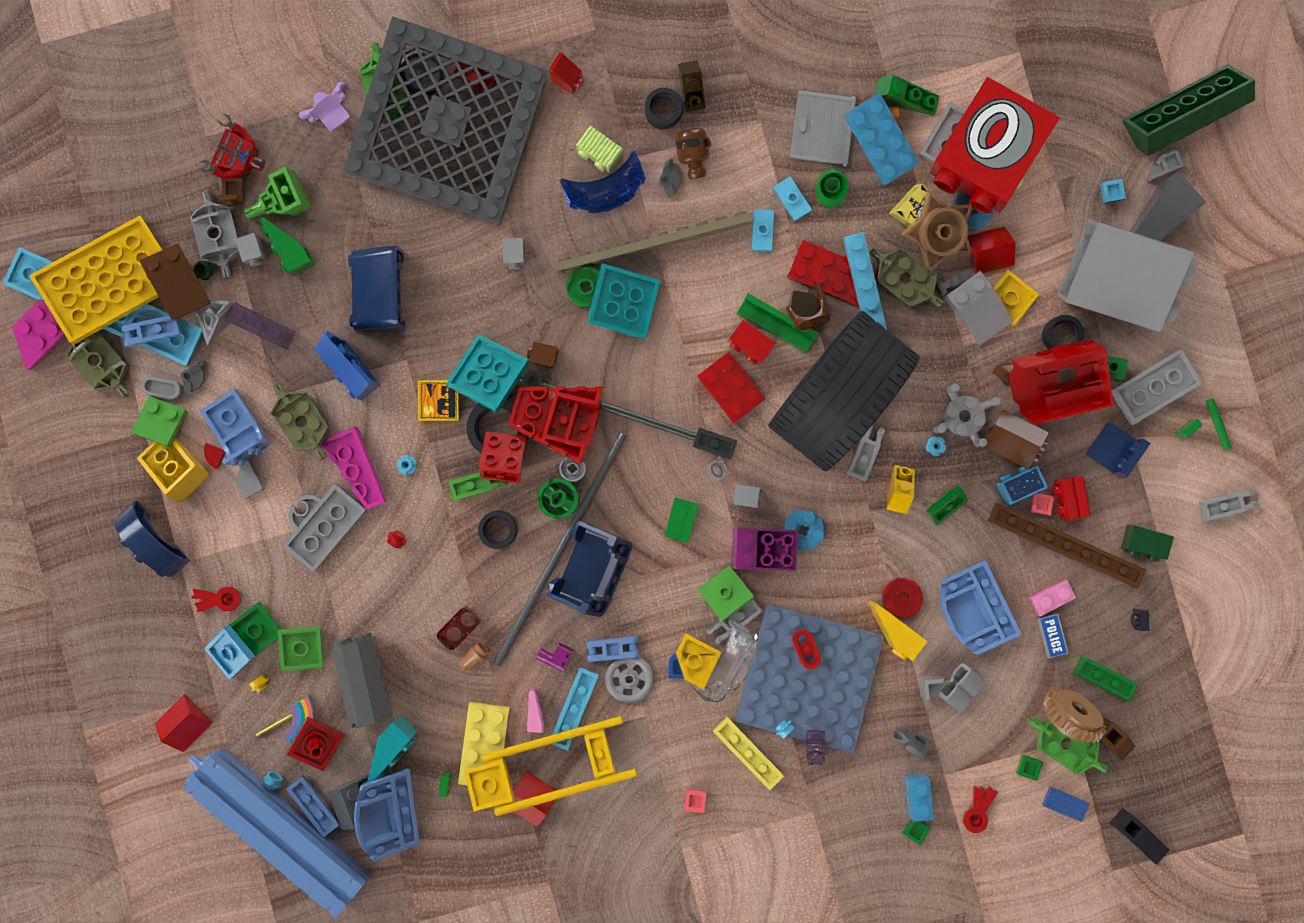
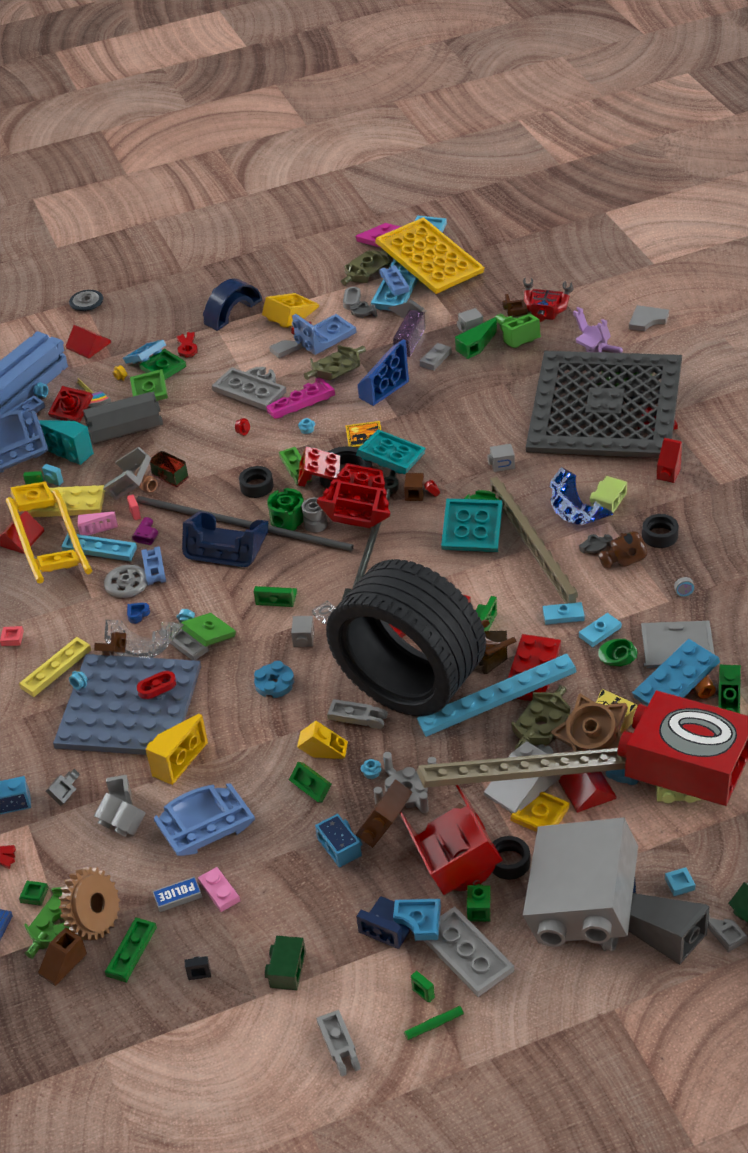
camera: 90 degrees right, 45 degrees down
(78, 731) = (93, 297): none -> wheel
(159, 421) = (324, 297): bright green plate -> none
(175, 282) = (434, 280): reddish brown slope -> none
(199, 270) = (448, 302): dark green plate -> none
(223, 248) = (484, 302): light grey plate -> none
(283, 40) = (647, 316): none -> light grey tile
(305, 300) = (435, 356): none -> light grey plate
(376, 289) = (451, 382): dark blue windscreen -> none
(441, 764) = (52, 474): none -> medium azure plate
(447, 674) = (127, 480): none -> light grey panel
(516, 669) = (133, 507): none -> coral tile
(546, 336) = (432, 487): none -> red tile
(692, 85) = (687, 543): dark brown slope -> none
(696, 660) = (144, 617): yellow plate -> none
(700, 616) = (185, 614): none -> medium azure plate
(737, 695) = (118, 644): none -> reddish brown bracket
(752, 103) = (684, 587): none -> light grey tile
(764, 549) = (252, 644): magenta slope -> none
(815, 747) = (57, 705): clear purple leg -> none
(902, 597) = (211, 764): red tile -> none
(1008, 306) = (520, 767): none -> dark tan plate
(1041, 504) = (320, 867): coral tile -> none
(1066, 545) = (275, 893): reddish brown plate -> none
(1071, 498) = (329, 886): red brick -> none
(1122, 420) = (420, 916): none -> dark azure tile

